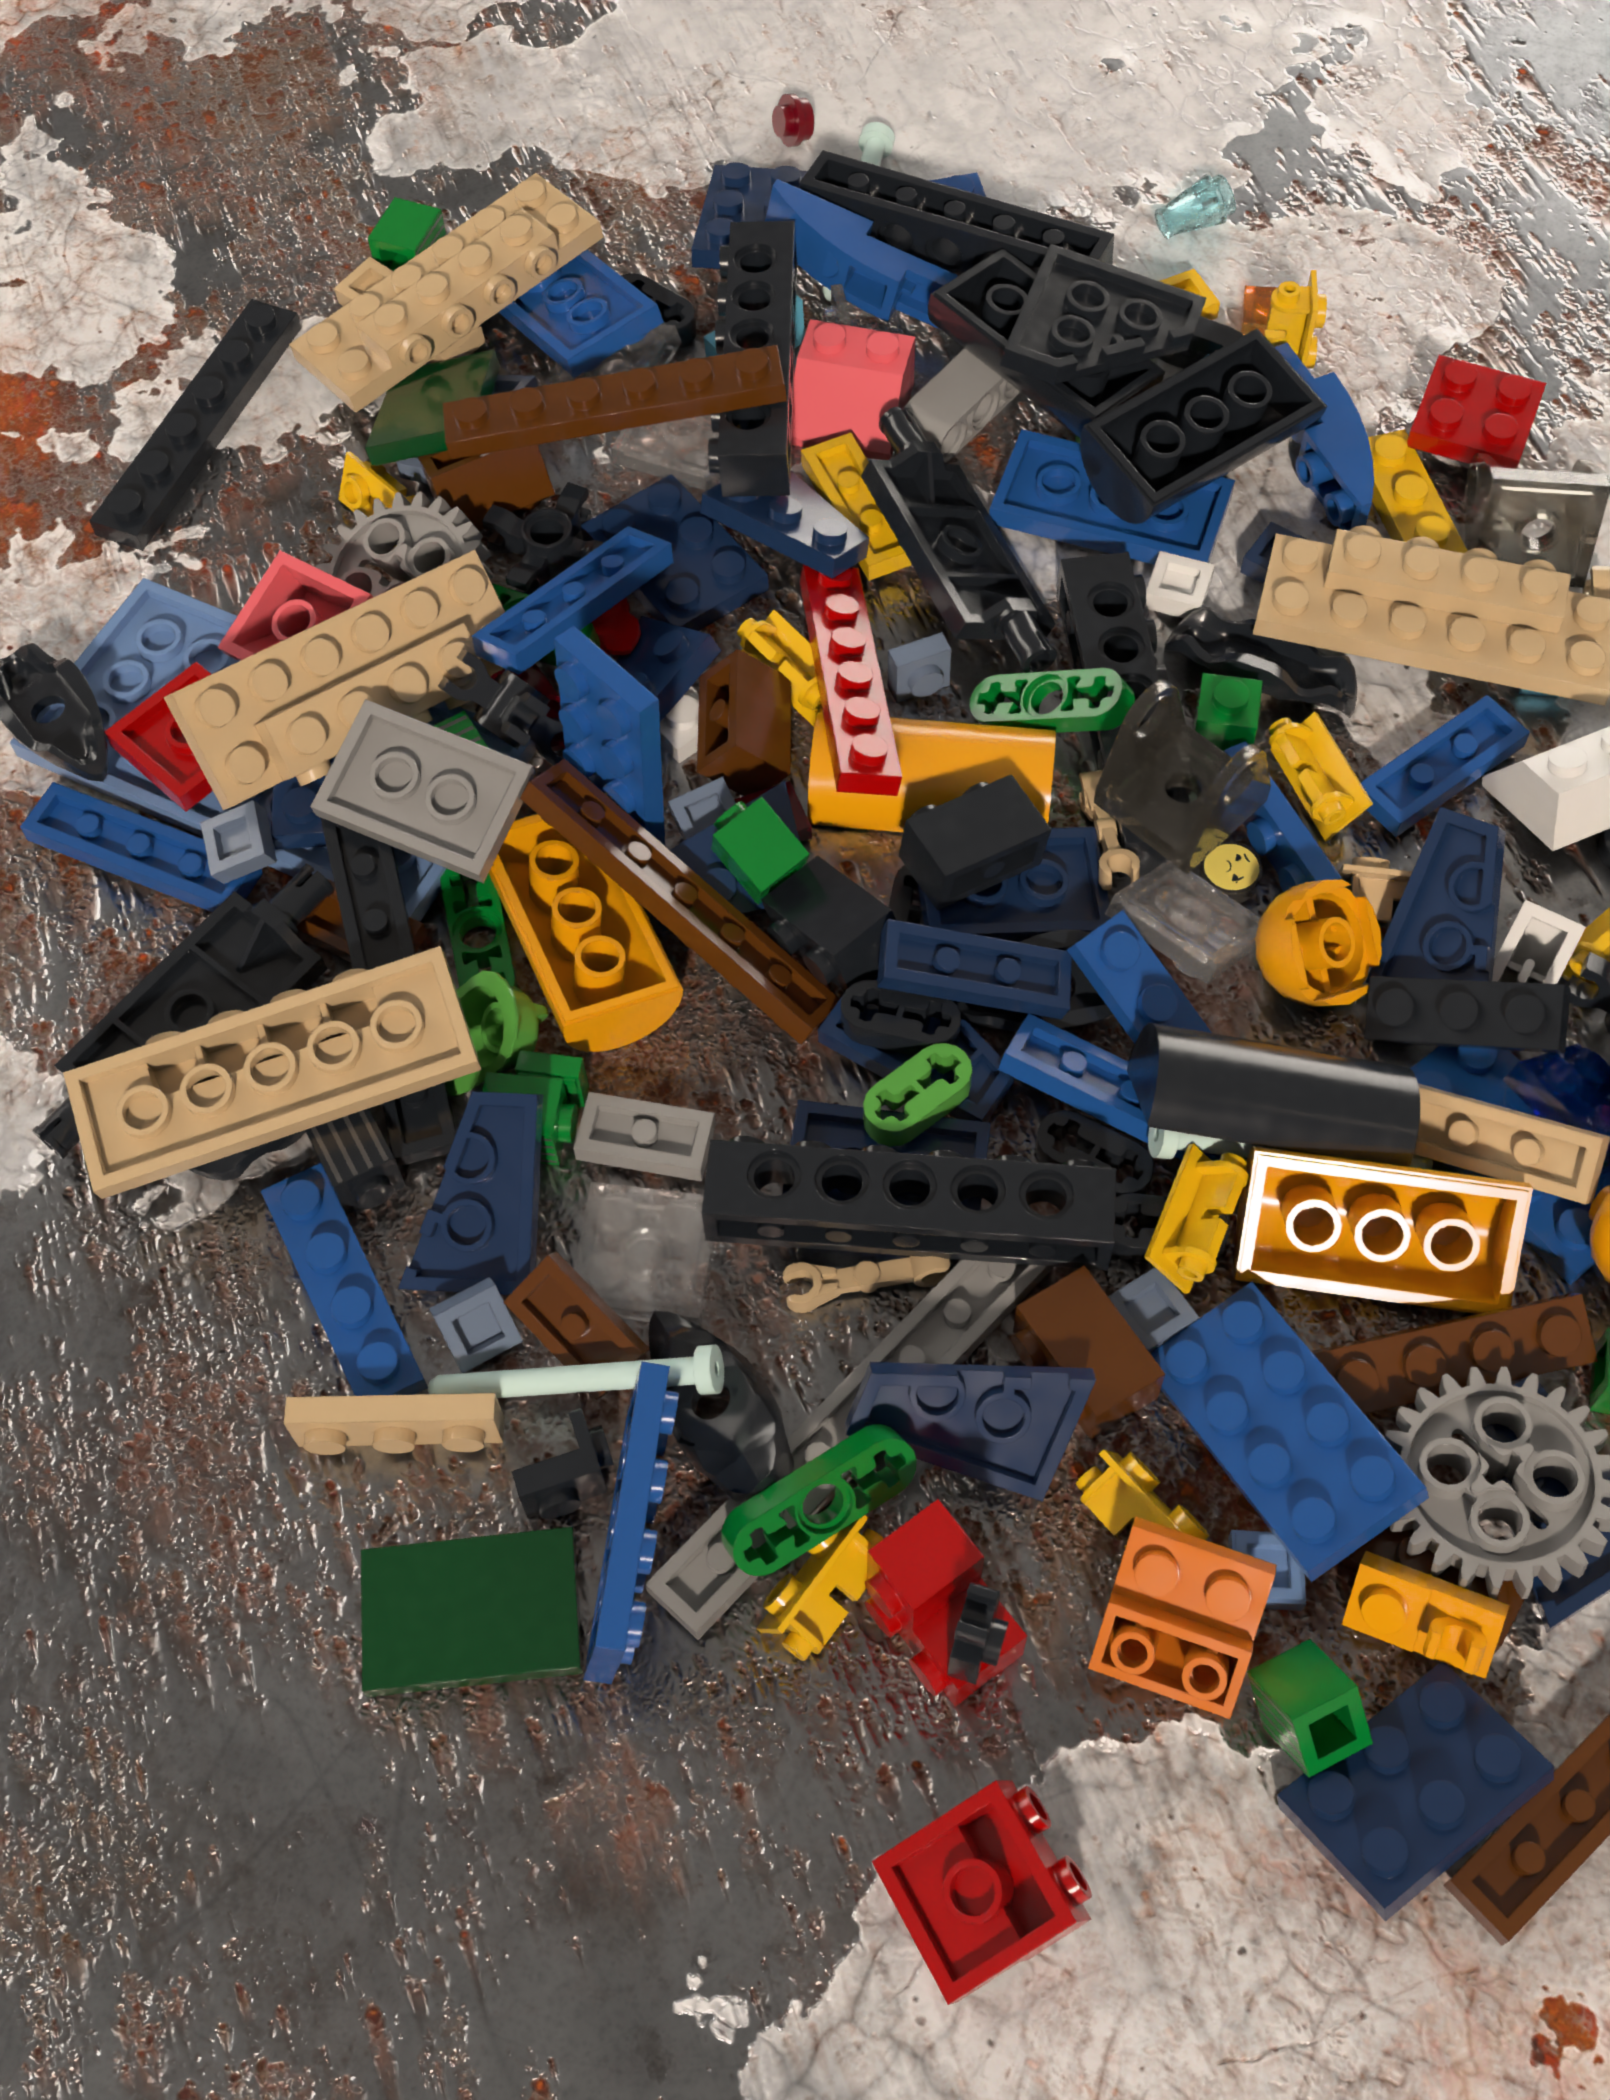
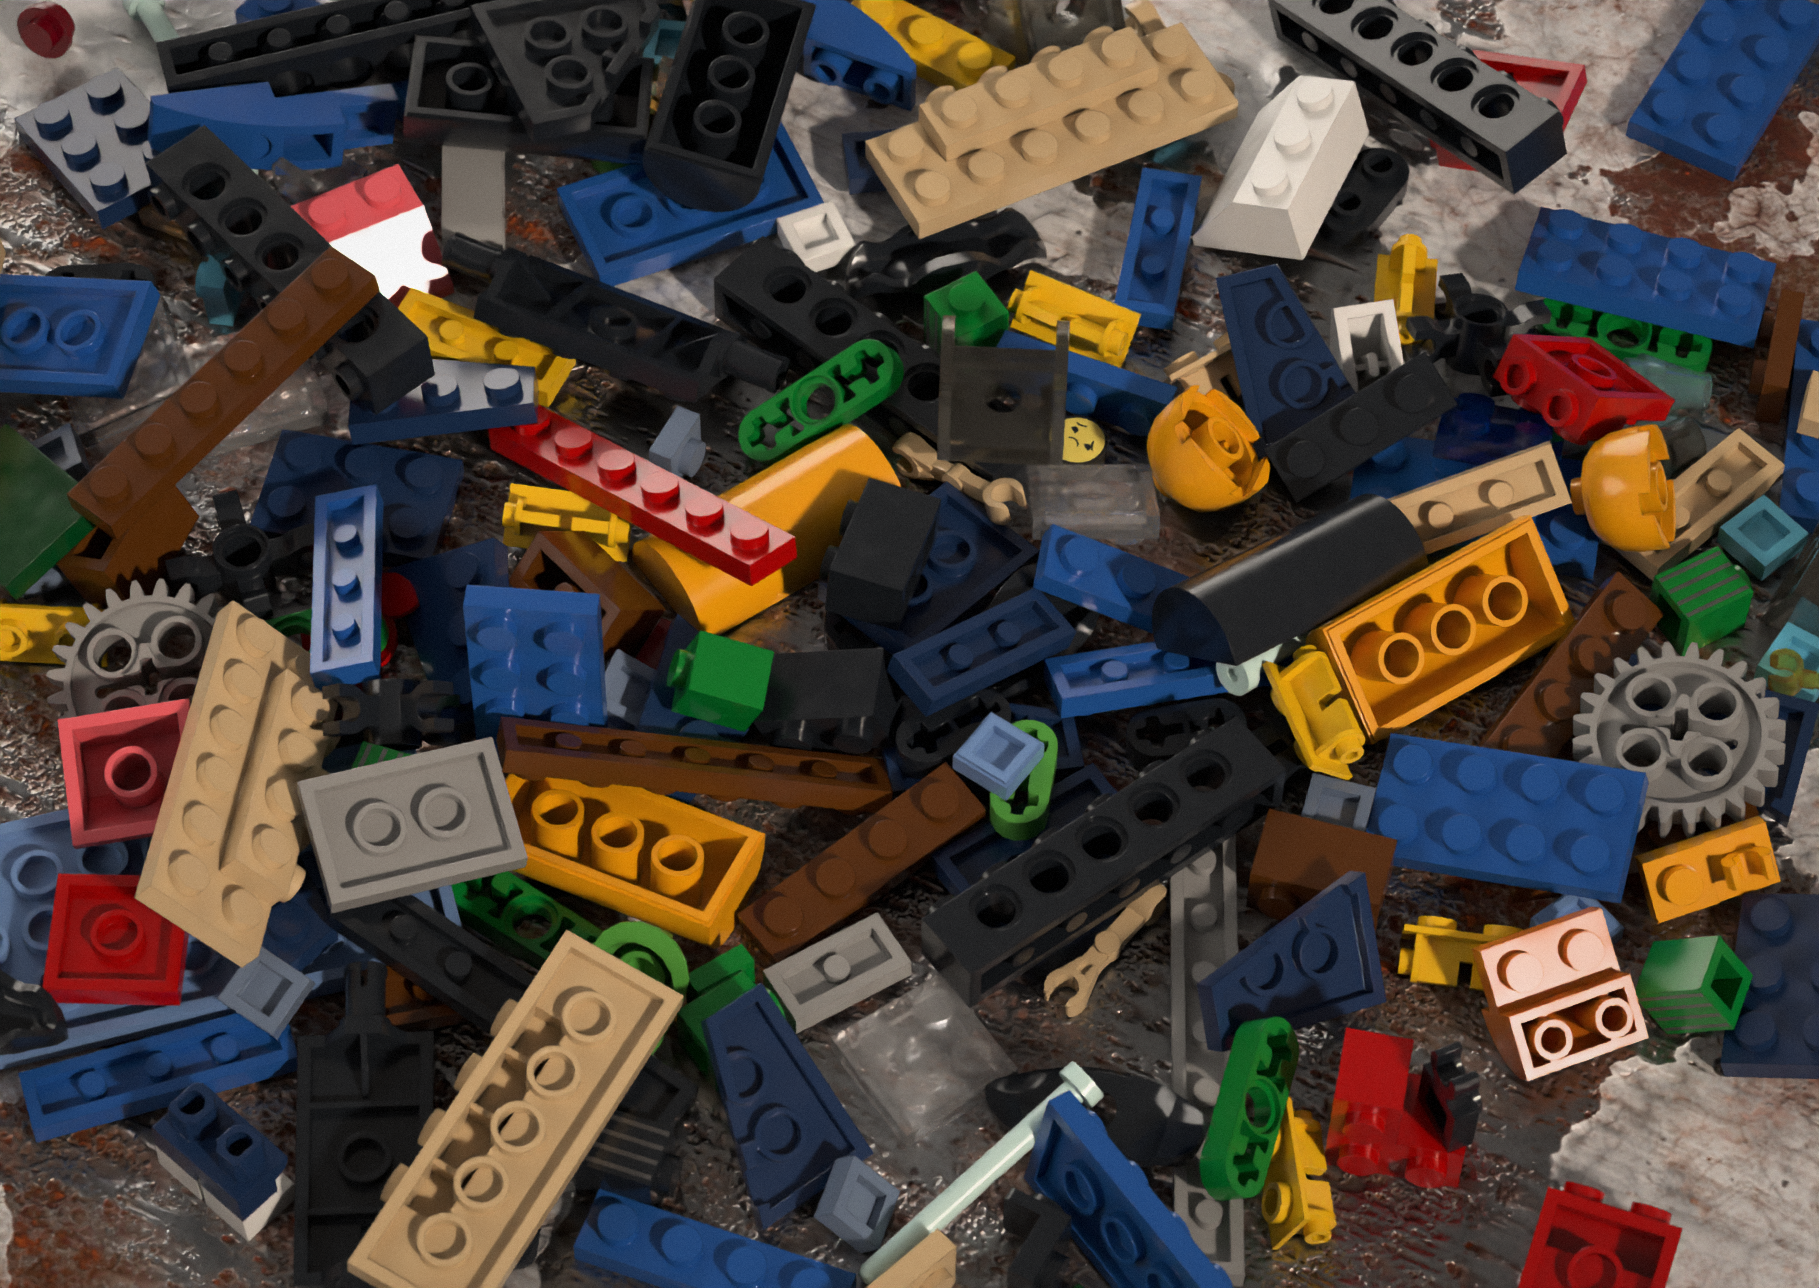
camera: 45 degrees left, 5 degrees down
(102, 938) = (223, 1160): none -> dark blue hips
(572, 1318) = (930, 1138): reddish brown plate -> none
(743, 1069) = (862, 865): none -> reddish brown plate
(905, 1059) = (998, 756): none -> medium blue tile

